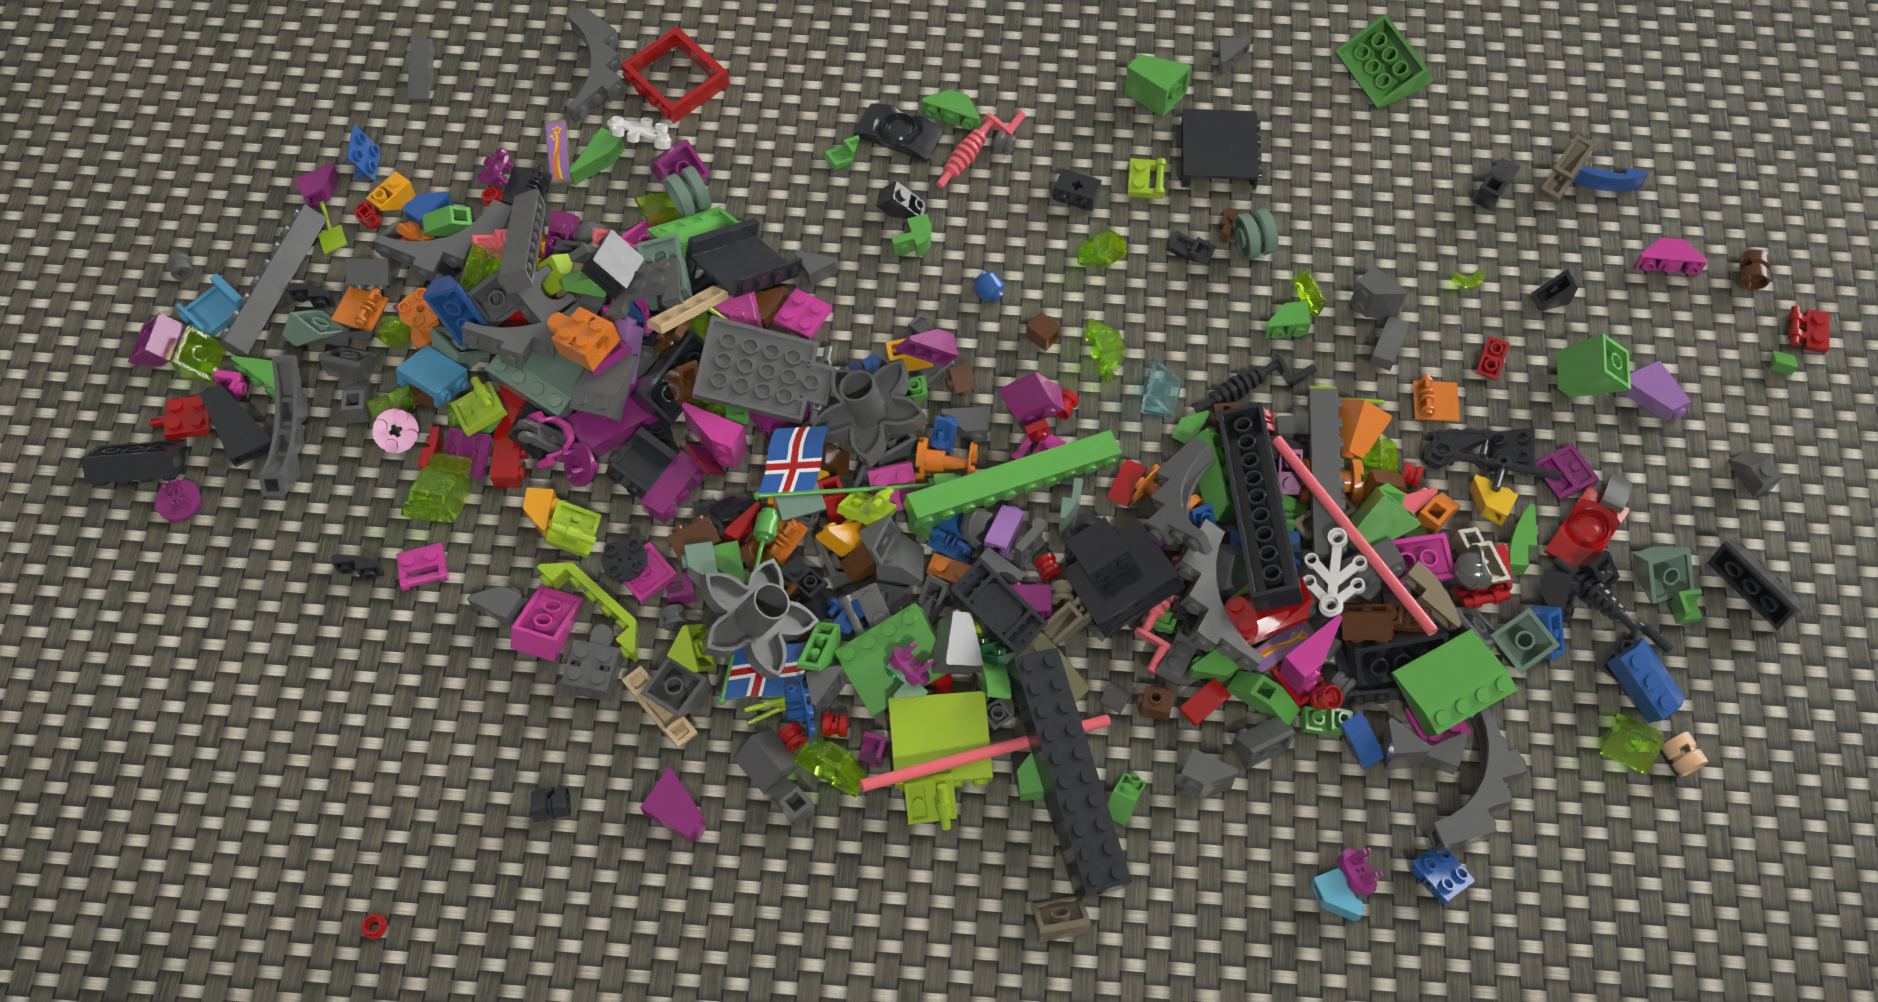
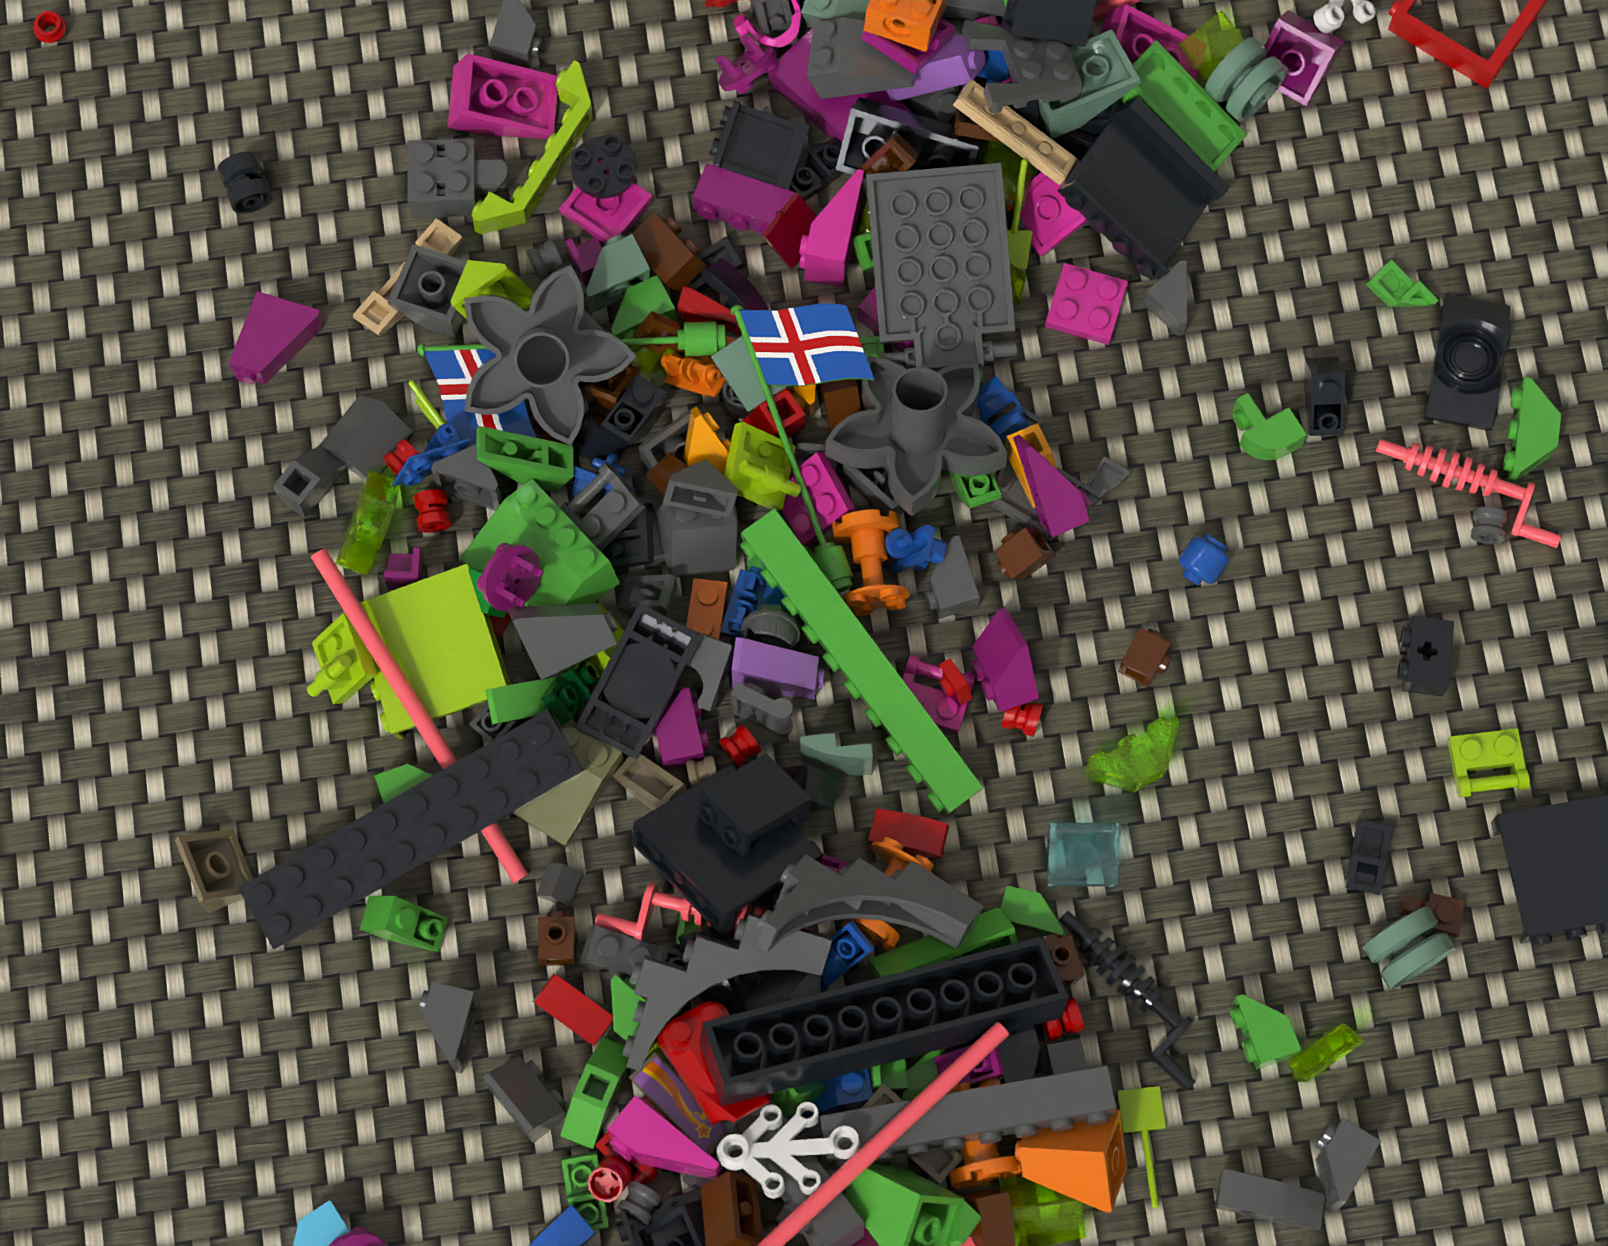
camera: 75 degrees right, 10 degrees up
(539, 507) = (667, 42): light orange slope -> none
(572, 528) = (647, 89): lime plate -> none
(769, 304) = (1082, 249): reddish brown slope -> none
(943, 685) = (510, 643): red wheel -> none
(1102, 249) = (1322, 717): clear neon green slope -> none

